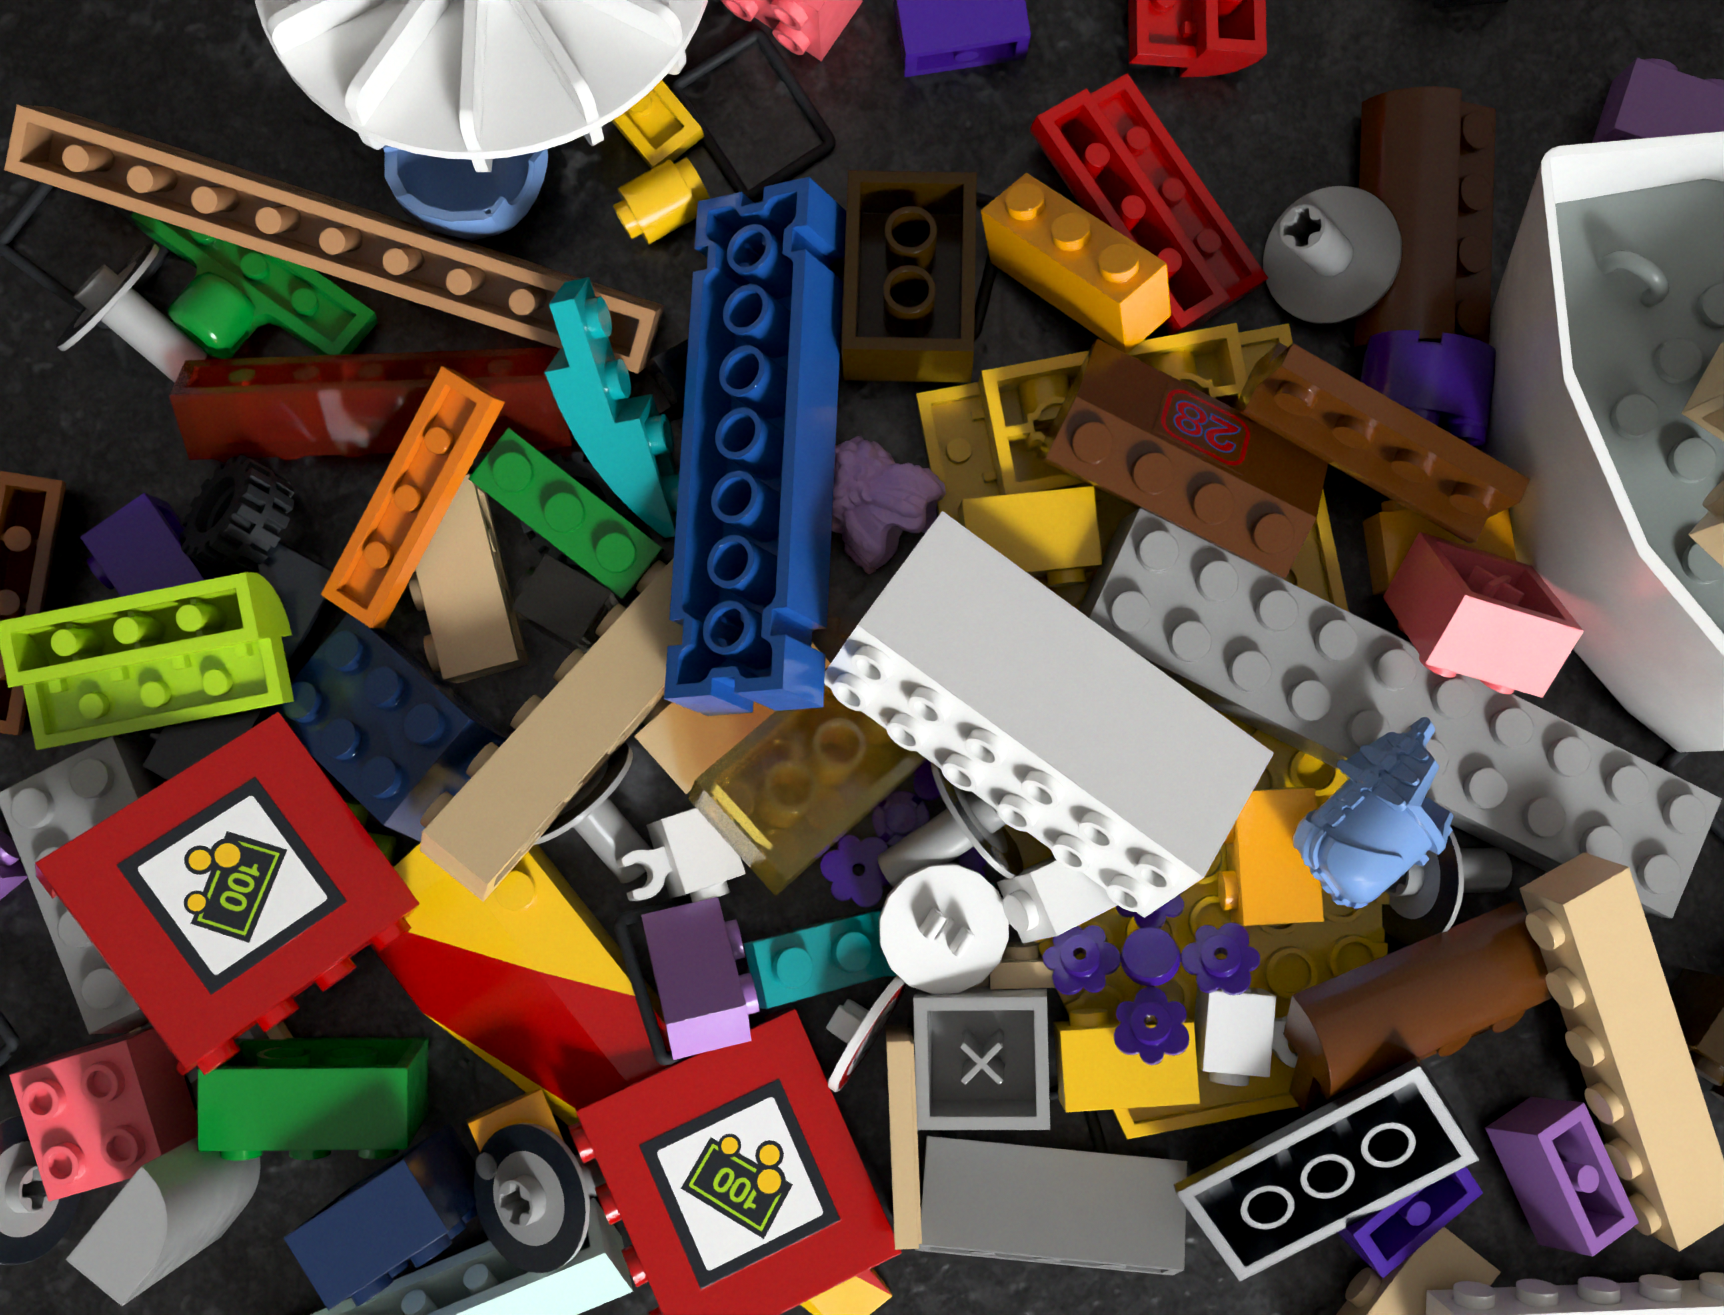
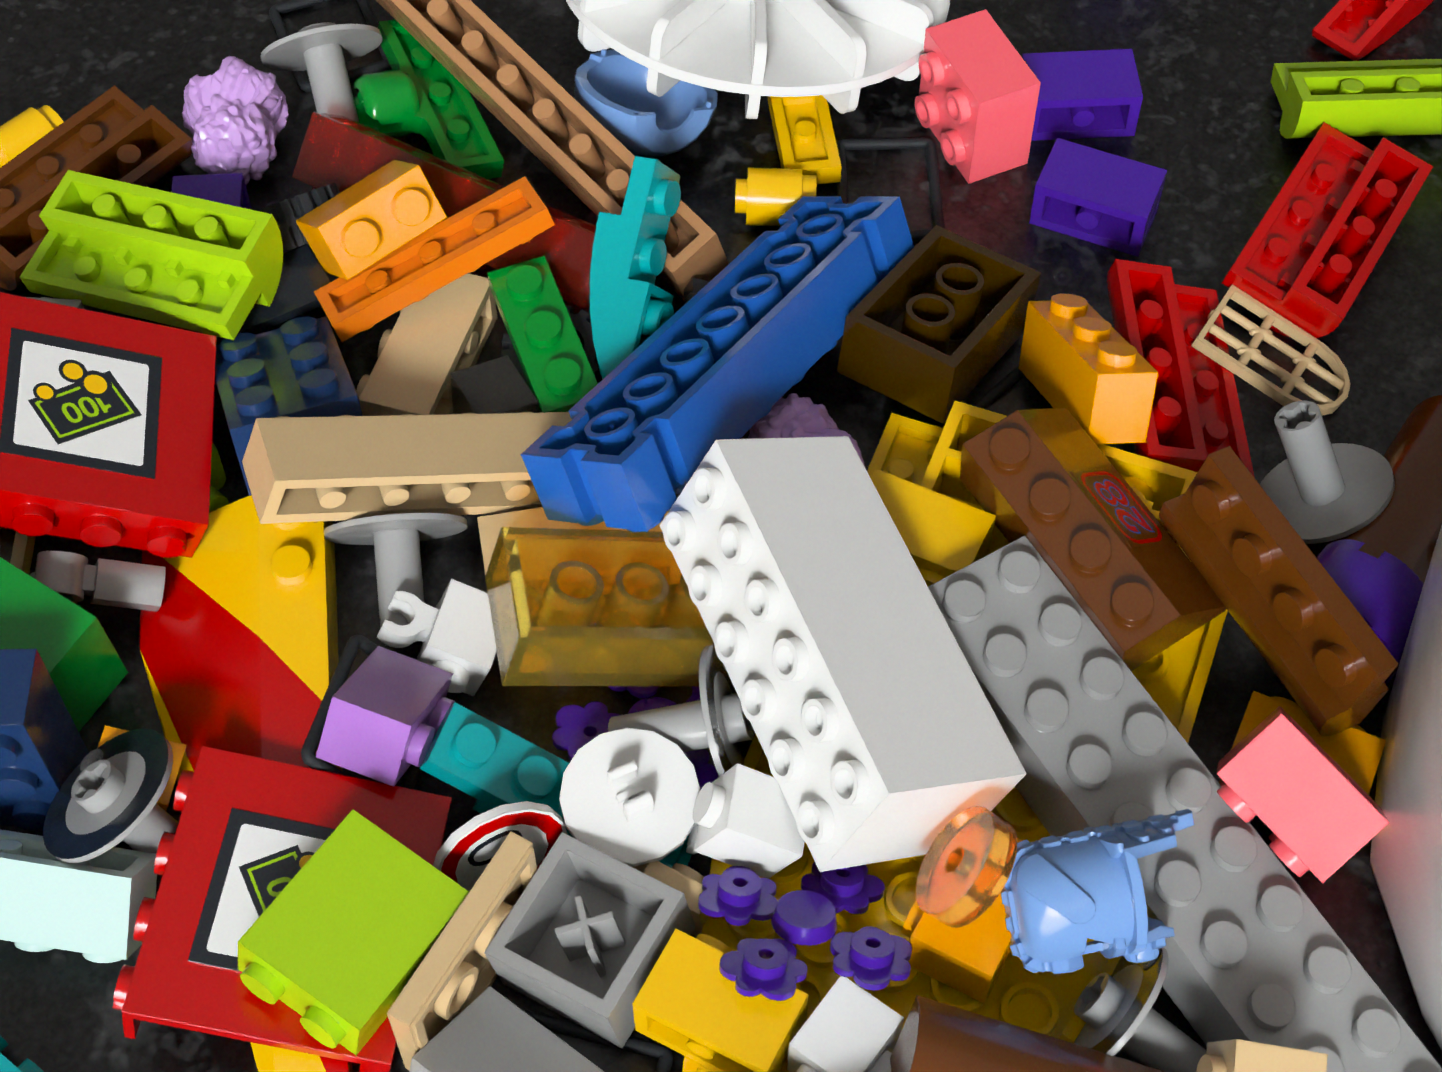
camera: 30 degrees right, 30 degrees down
(85, 430) = (234, 119): none -> lavender hair
(323, 494) = (371, 219): none -> light orange brick
(330, 1015) = (106, 582): none -> light grey bar
(814, 1194) = (348, 933): none -> lime brick
(1193, 130) = (1250, 351): none -> tan window
(1272, 865) = (966, 867): none -> clear orange piece

